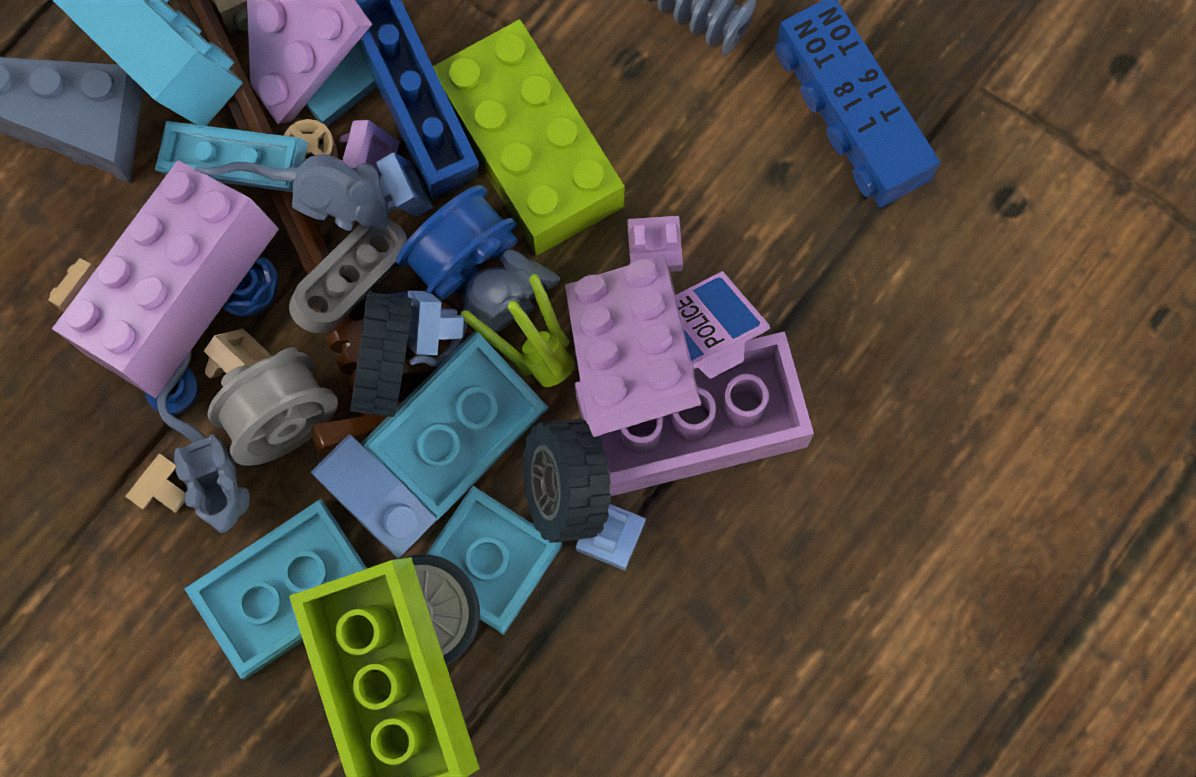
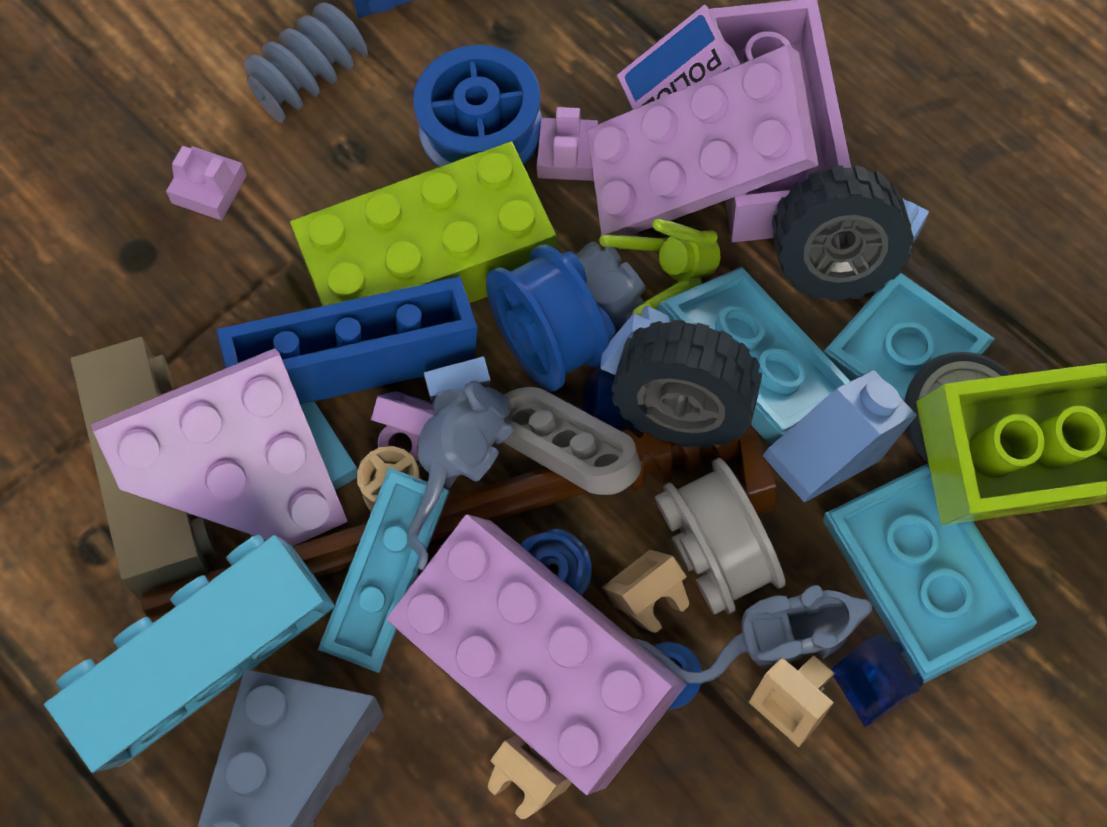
camera: 80 degrees left, 10 degrees down
(175, 547) = (876, 679): none -> clear blue tile
(672, 129) = (475, 103): none -> blue wheel

